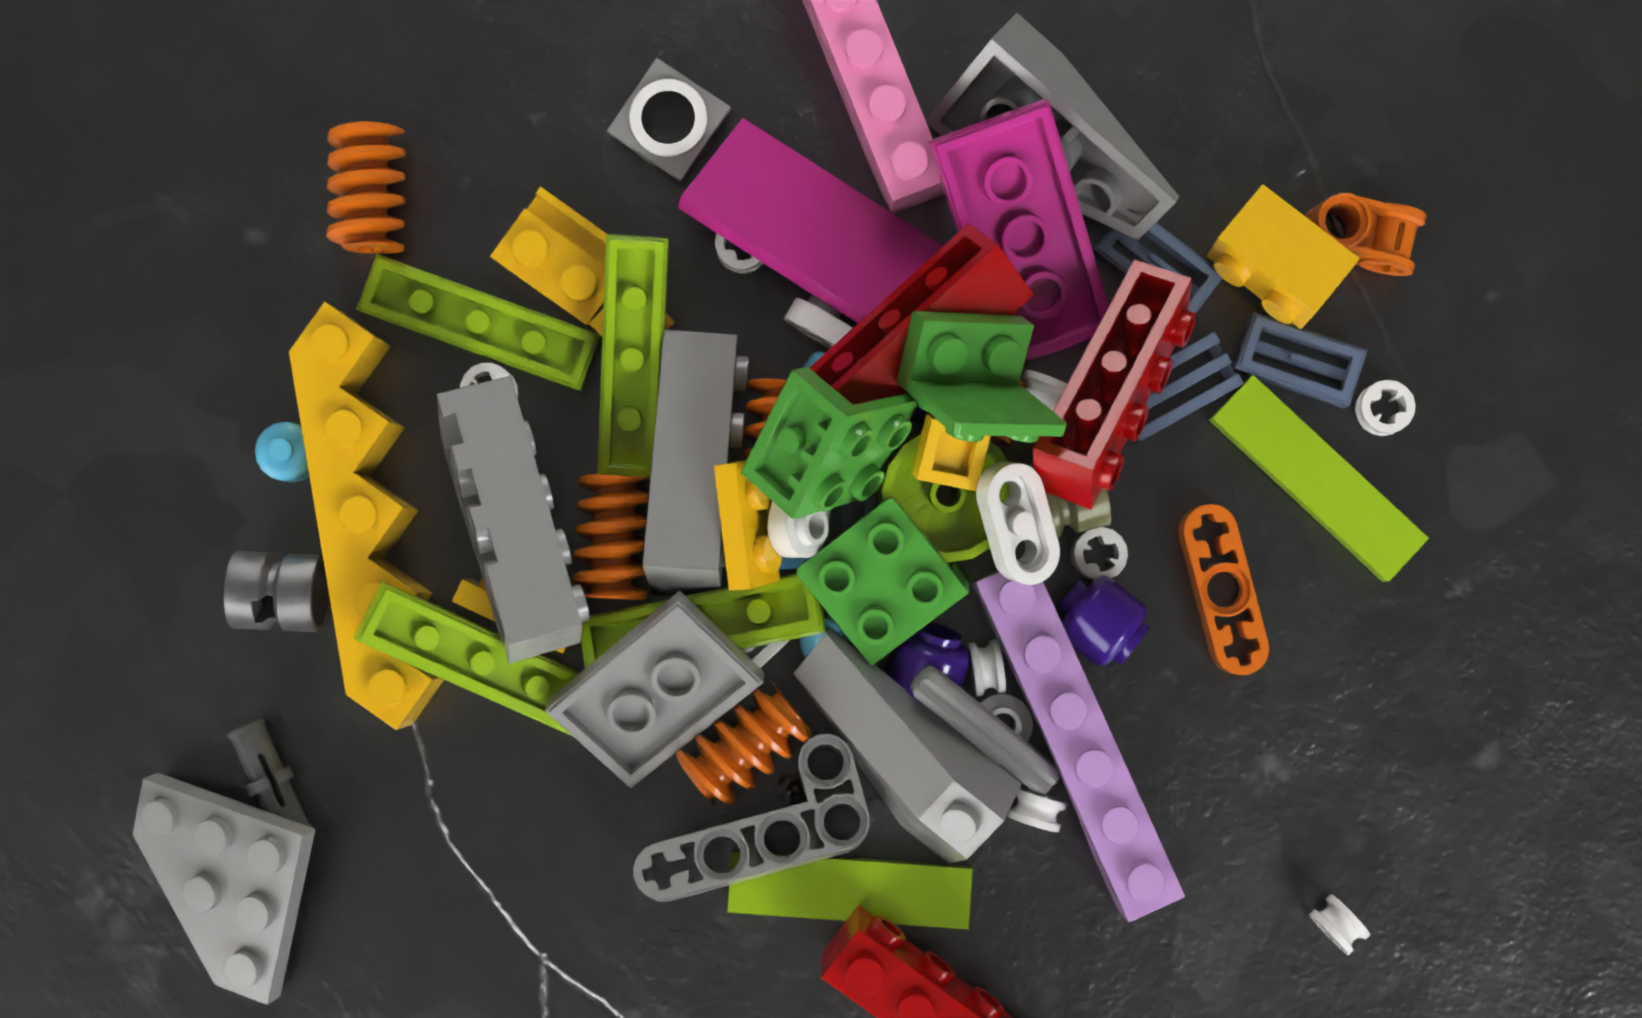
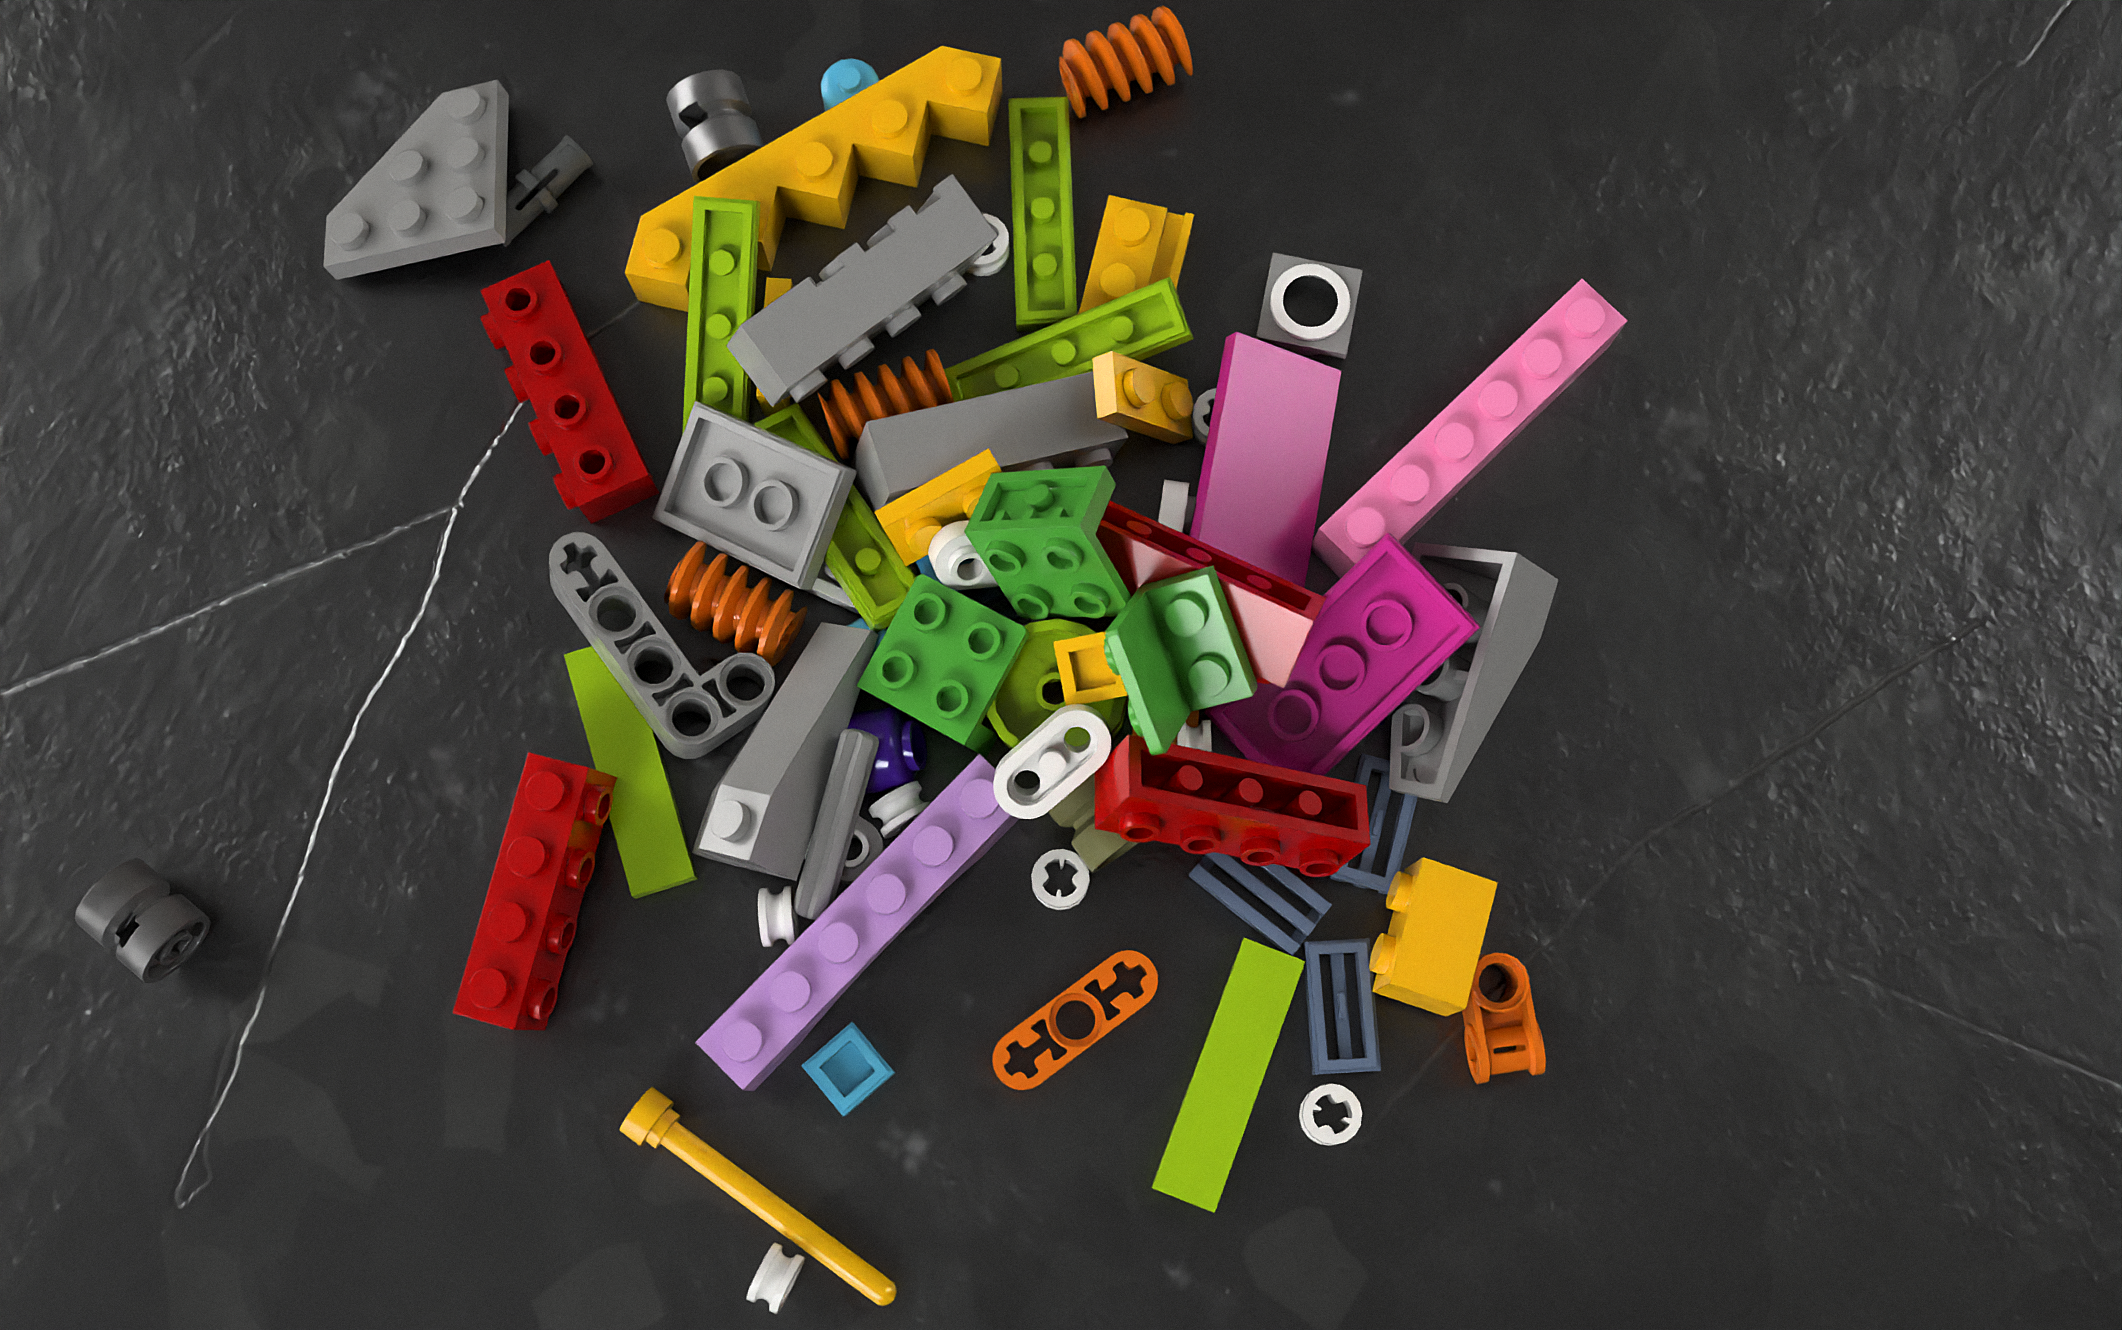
camera: 70 degrees right, 10 degrees down
(481, 822) = (568, 392): none -> red brick
(704, 306) = (1142, 398): none -> yellow plate
(1103, 620) = (993, 904): dark purple head -> none
(1172, 977) = (658, 1125): none -> yellow piece
(1187, 797) = (848, 1069): none -> medium azure tile

